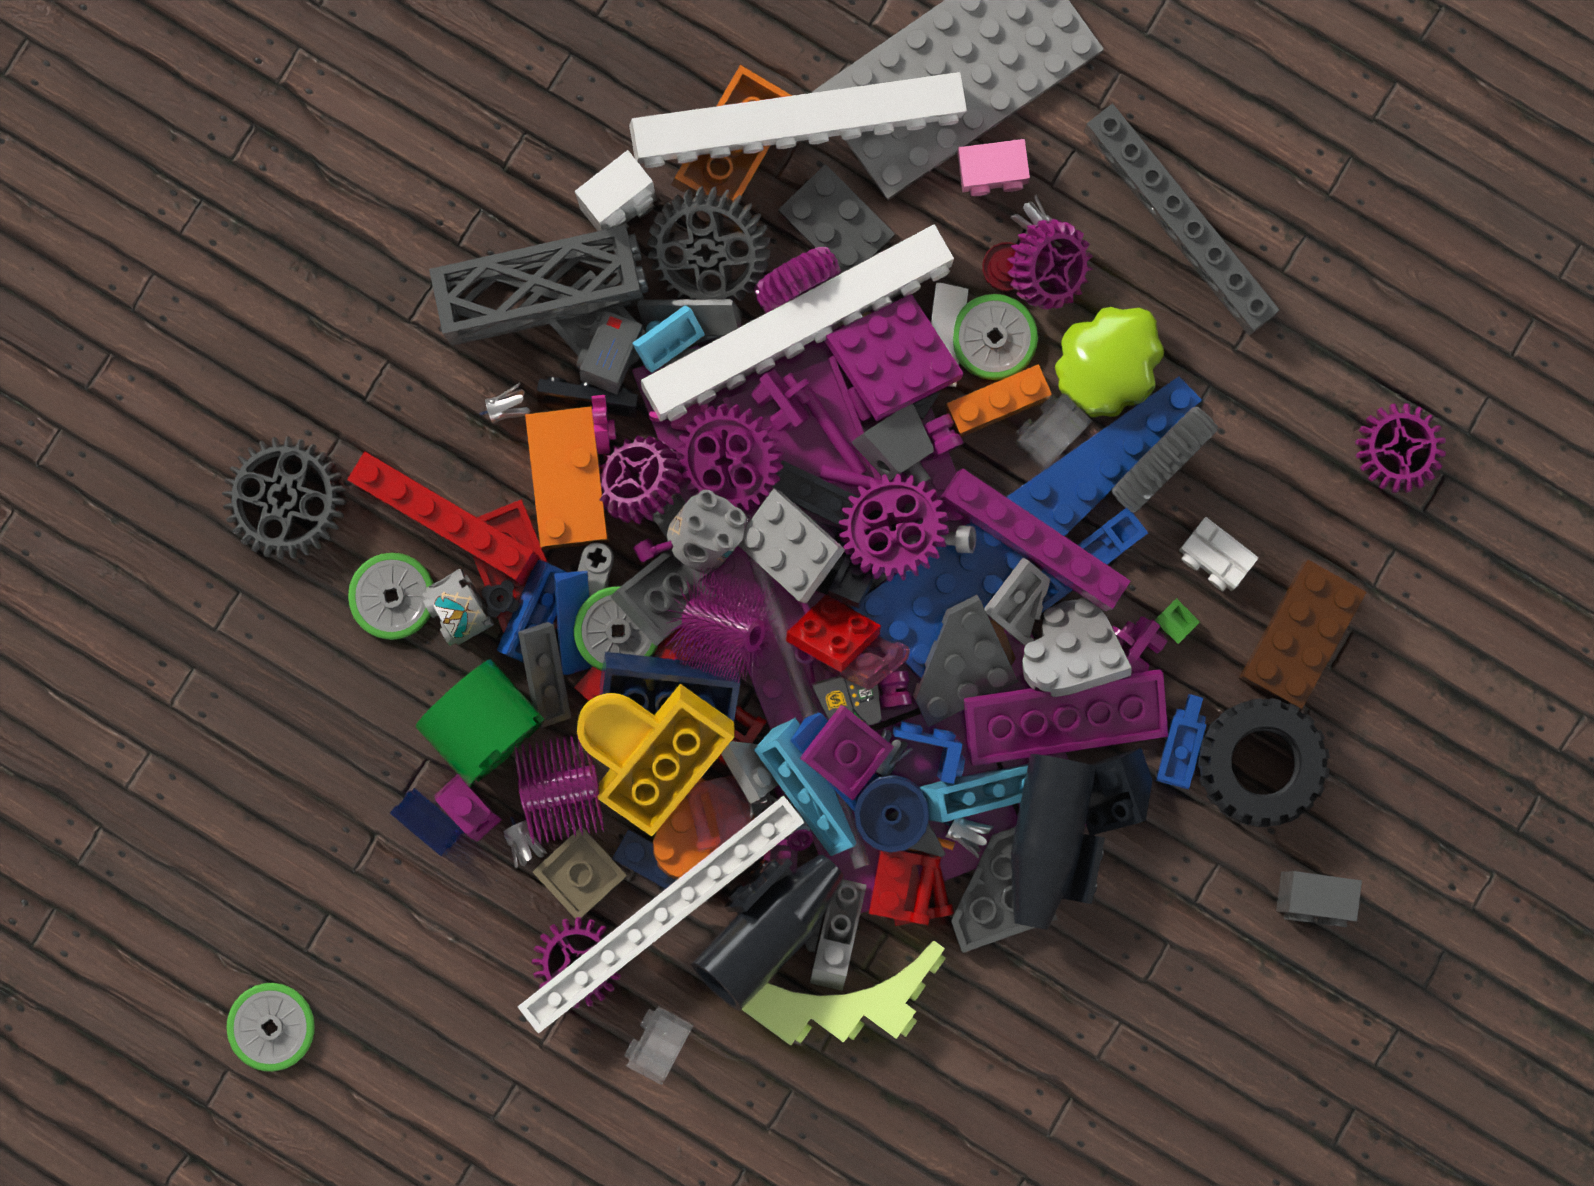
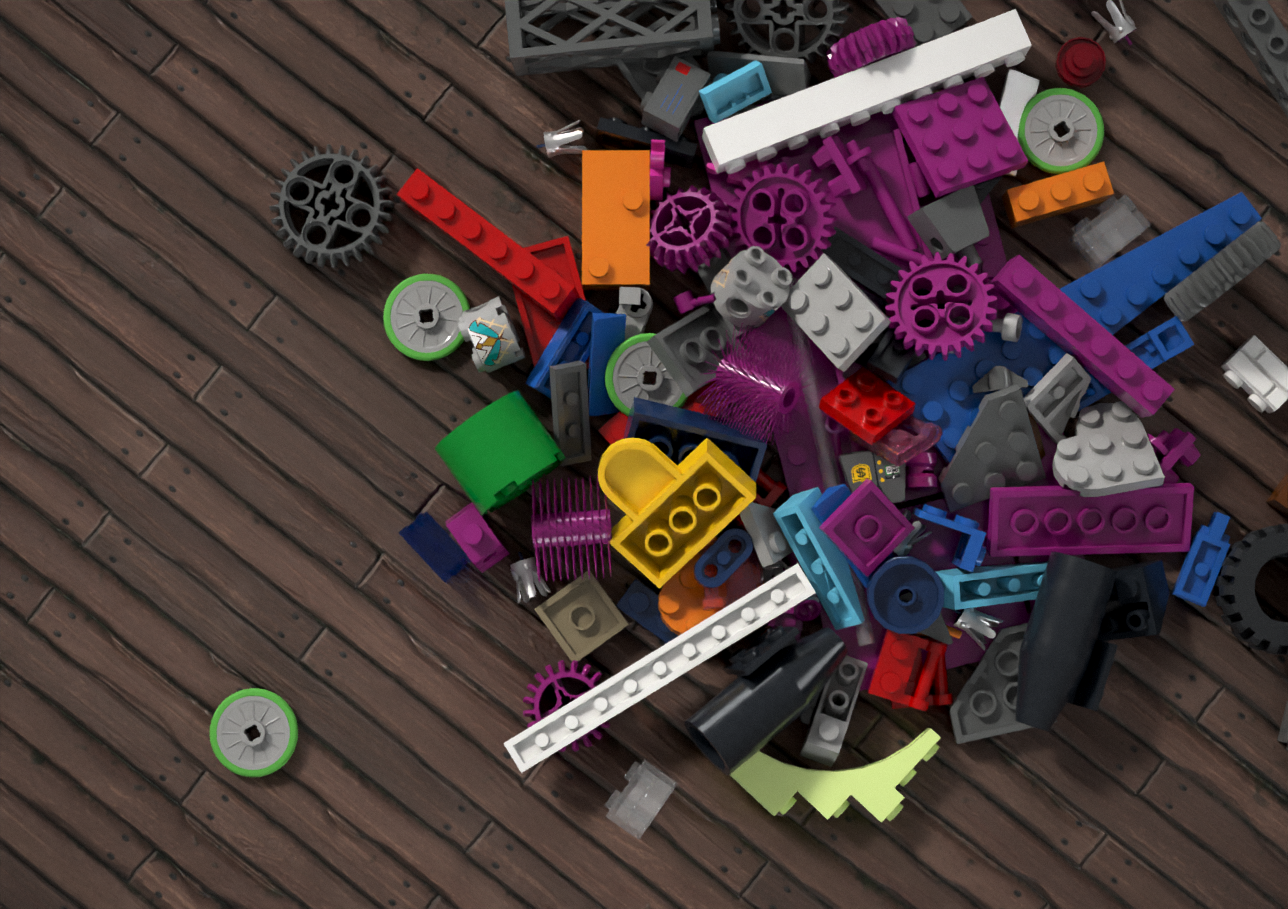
camera: 15 degrees right, 0 degrees up
(491, 595) = (528, 325): black plate -> none
(589, 552) = (629, 296): none -> light grey piece
(710, 799) = (722, 558): none -> dark blue plate
(942, 436) = (997, 221): magenta wheel -> none
(959, 591) = (998, 379): none -> dark grey piece
(1039, 261) = (1118, 58): magenta gear -> none
(1110, 360) = (1175, 167): lime piece -> none
(1177, 621) = (1212, 437): bright green plate -> none

